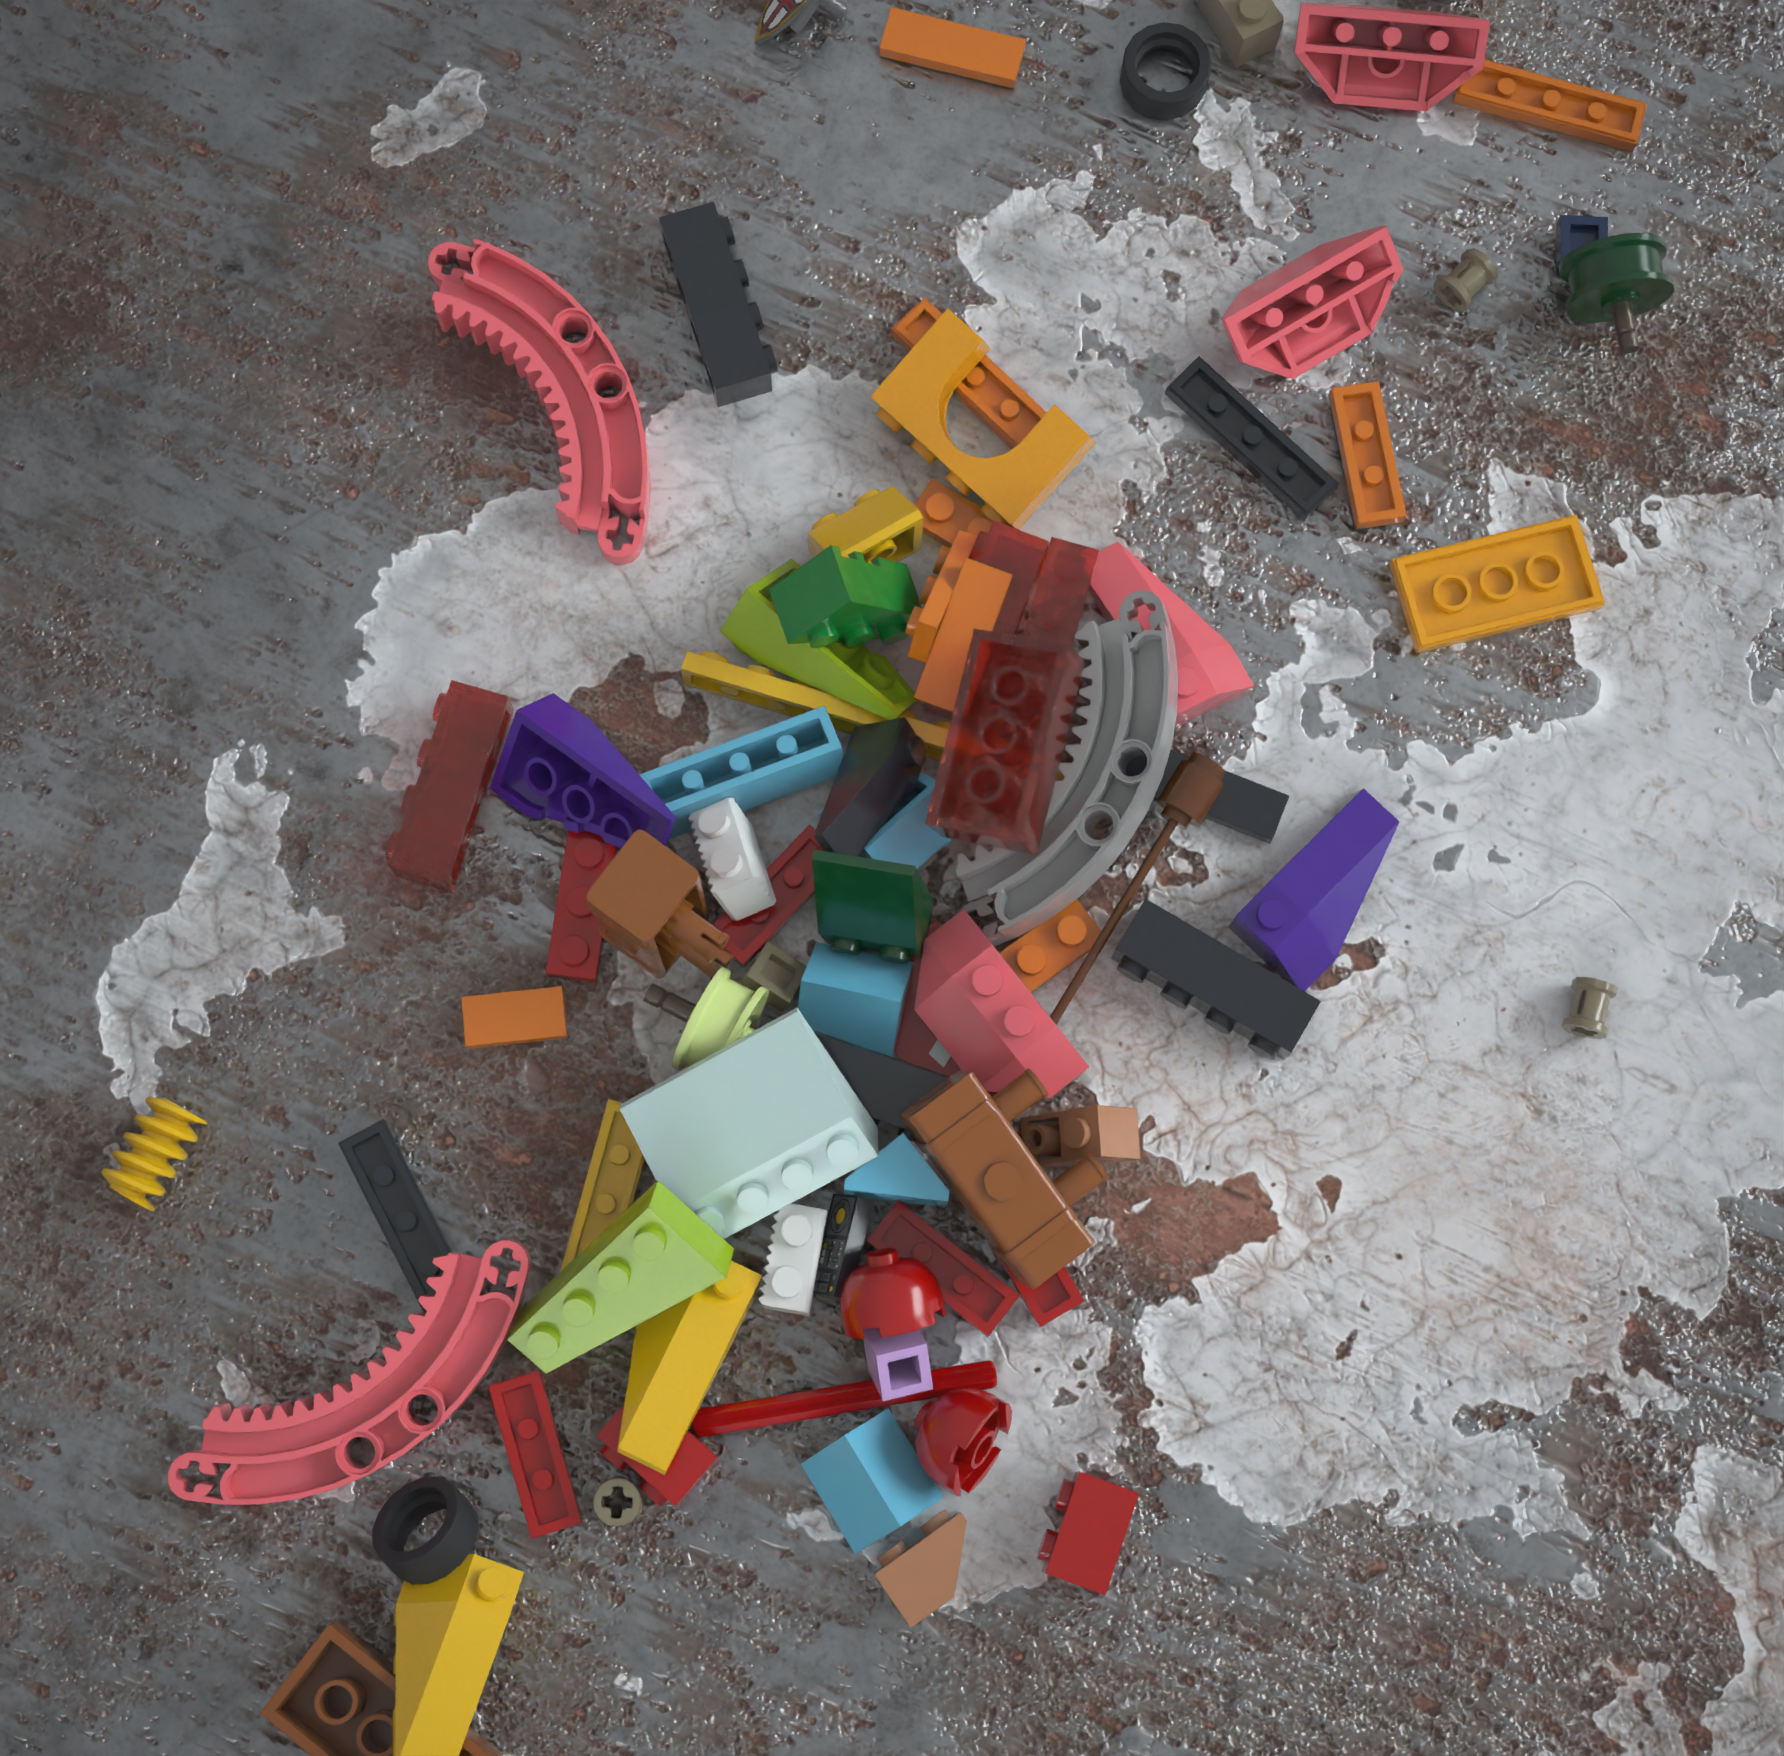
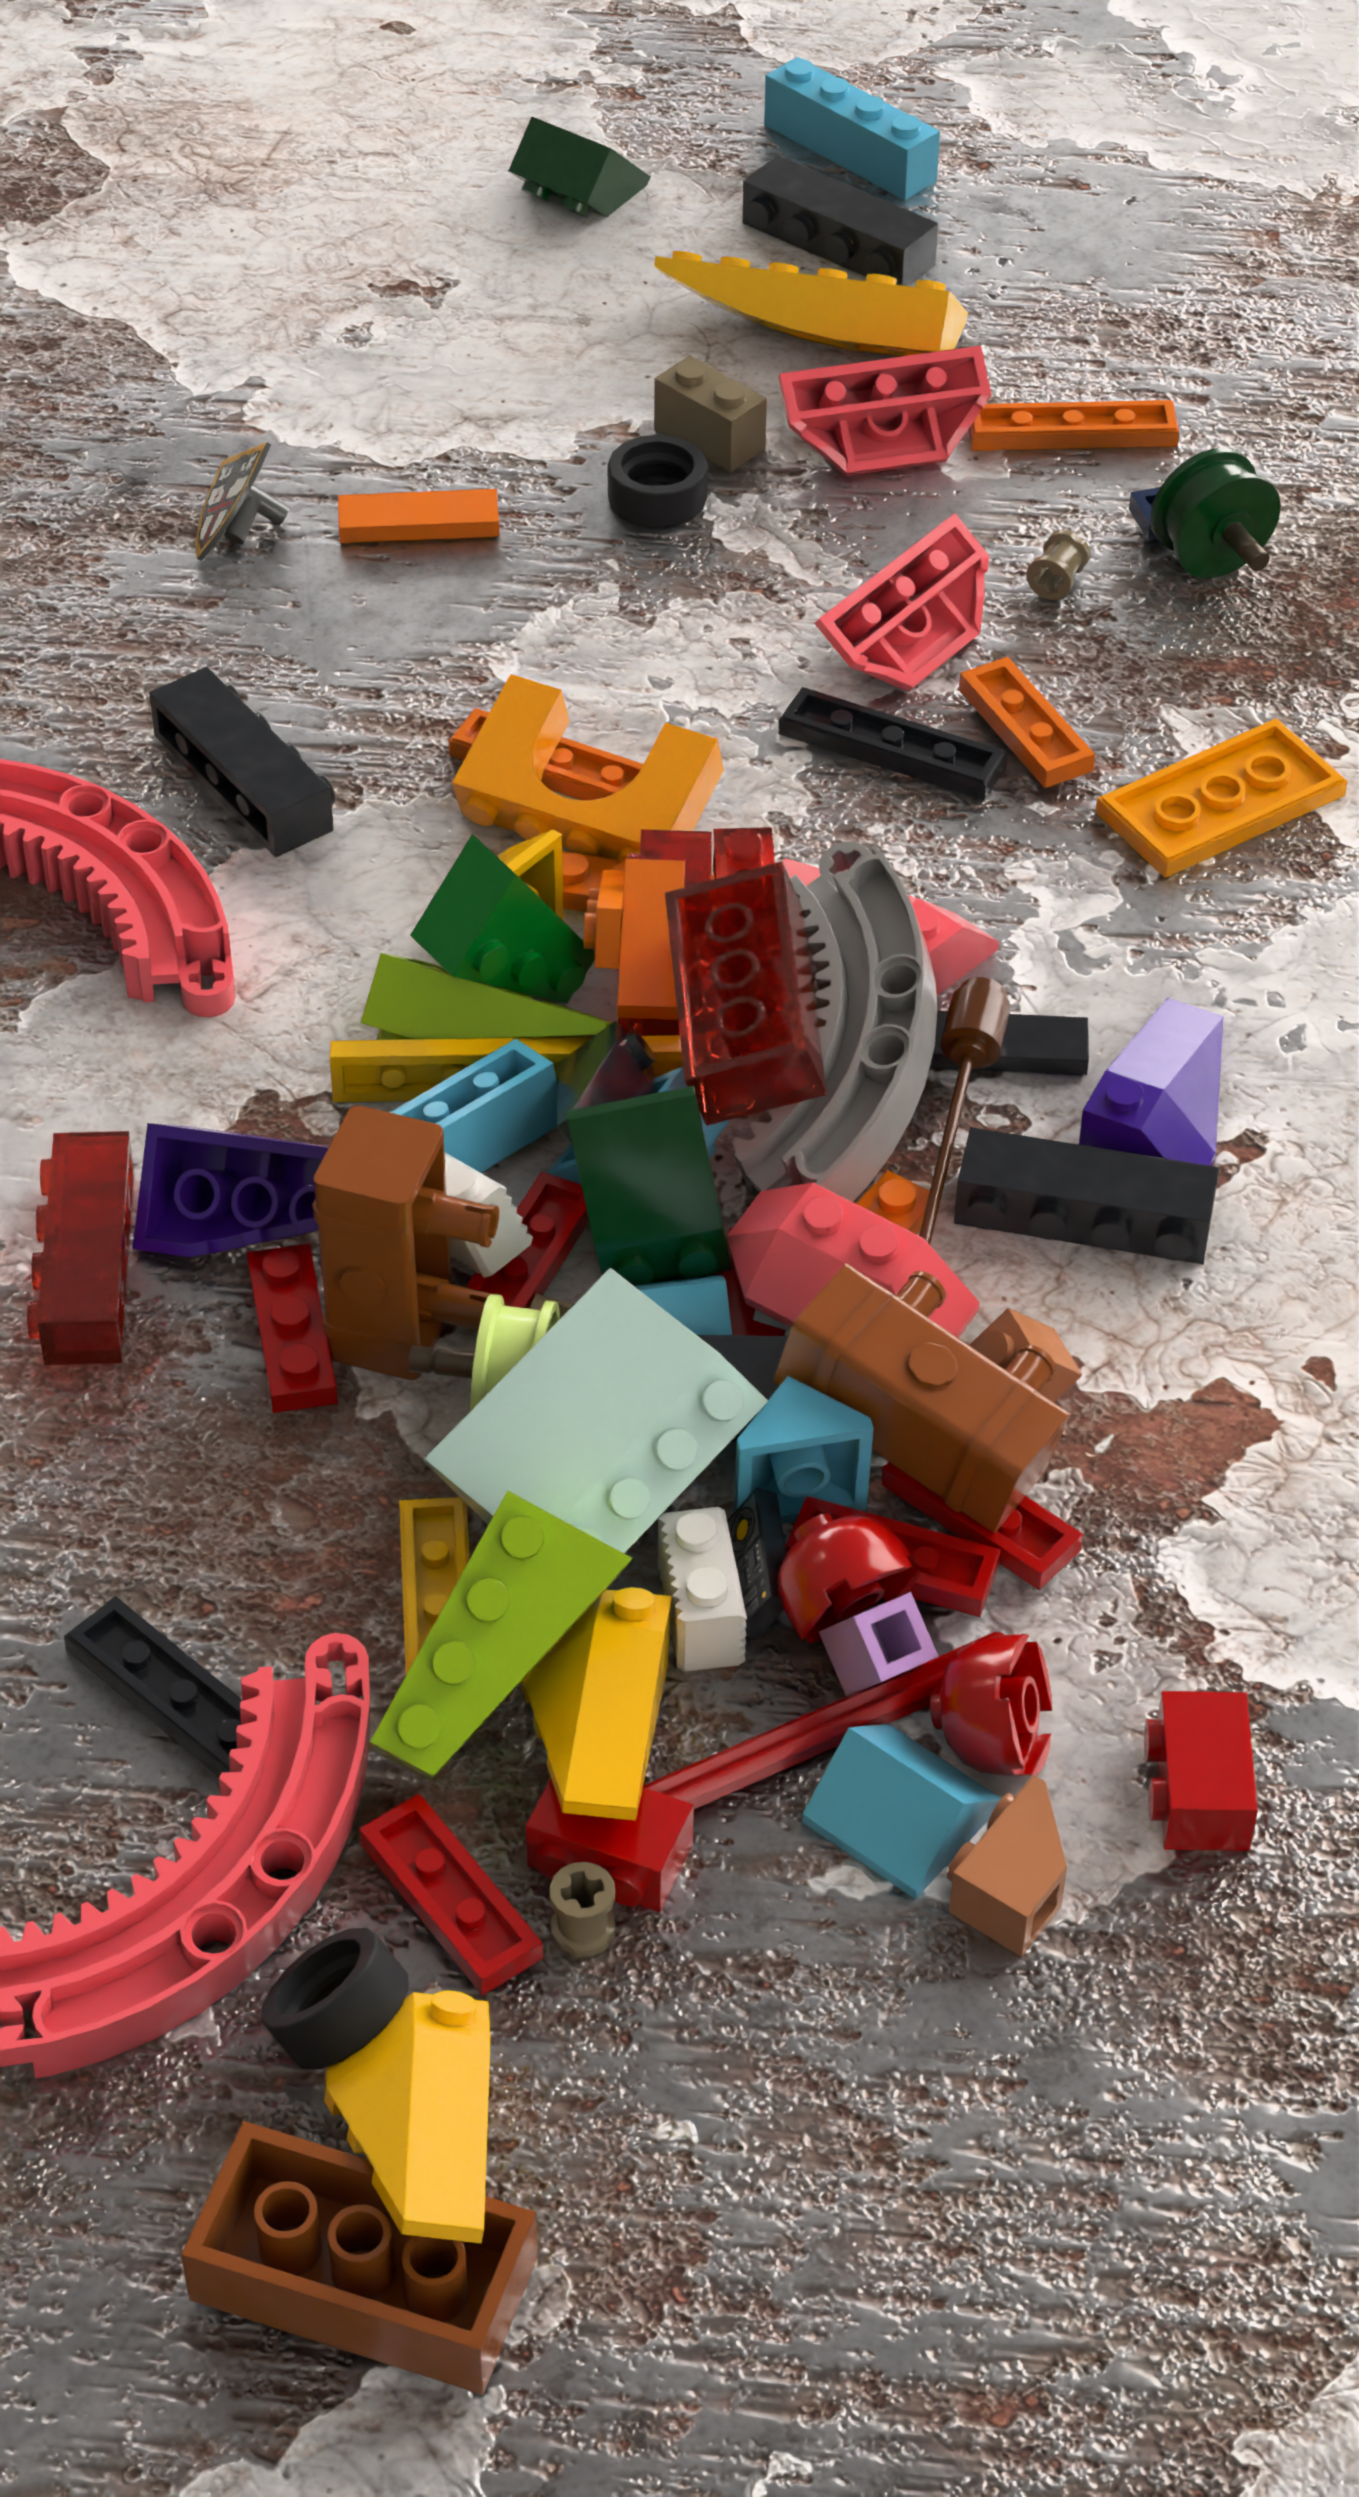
camera: 15 degrees left, 30 degrees down
(514, 1017) = (247, 1455): orange tile -> none

